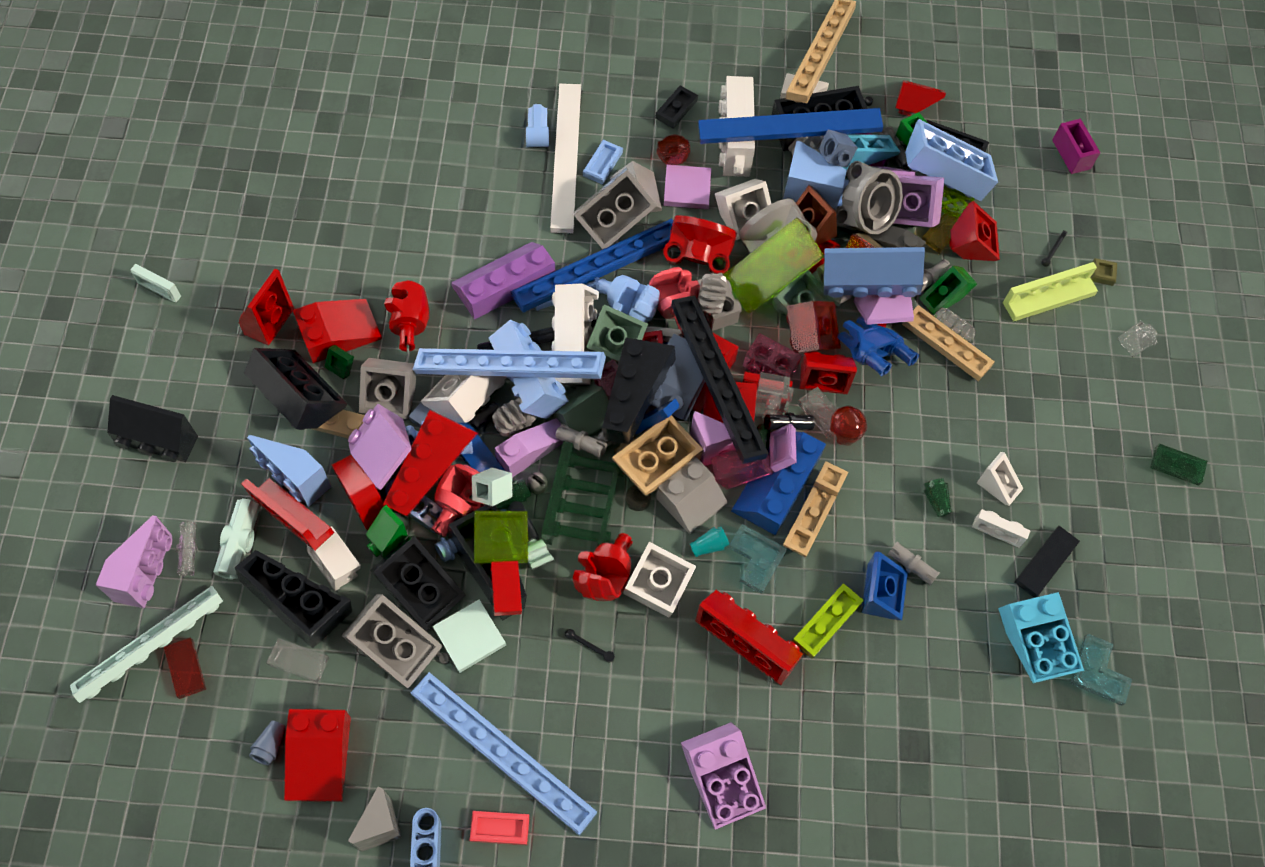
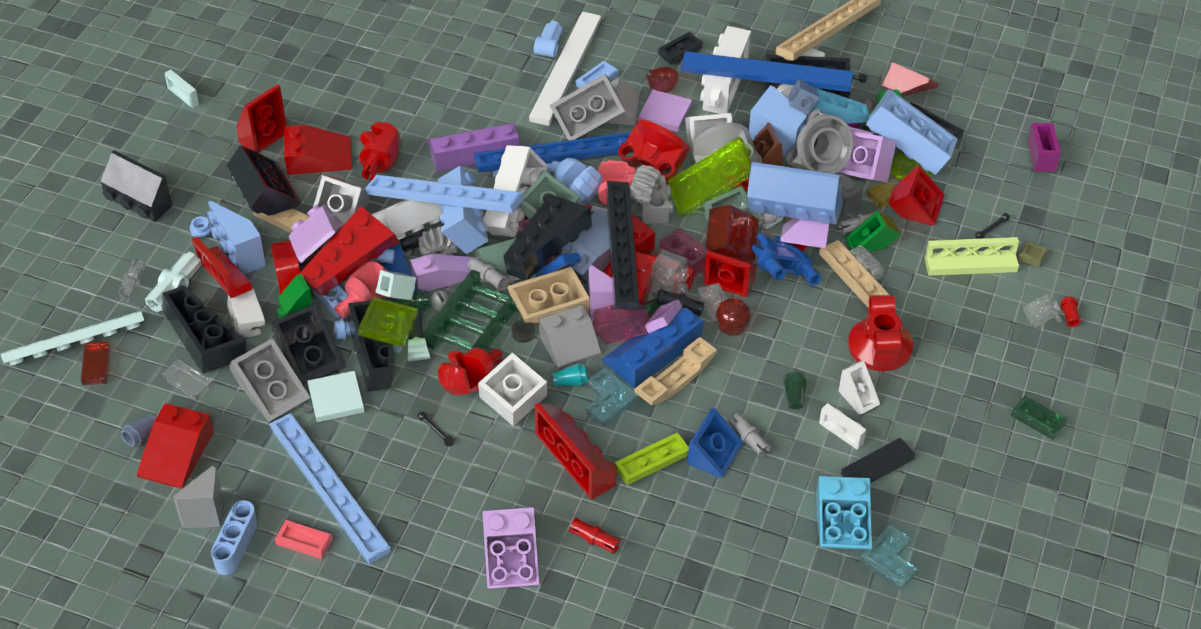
camera: 20 degrees right, 15 degrees down
(133, 567) = (85, 276): lavender slope -> none
(239, 452) = (200, 227): none -> light blue plate
(339, 362) = (308, 175): dark green plate -> none
(506, 588) = (376, 357): red tile -> none
(803, 732) = (594, 535): none -> red pin
(990, 421) = (881, 337): none -> red piece
(1164, 331) = (1069, 306): none -> red pin

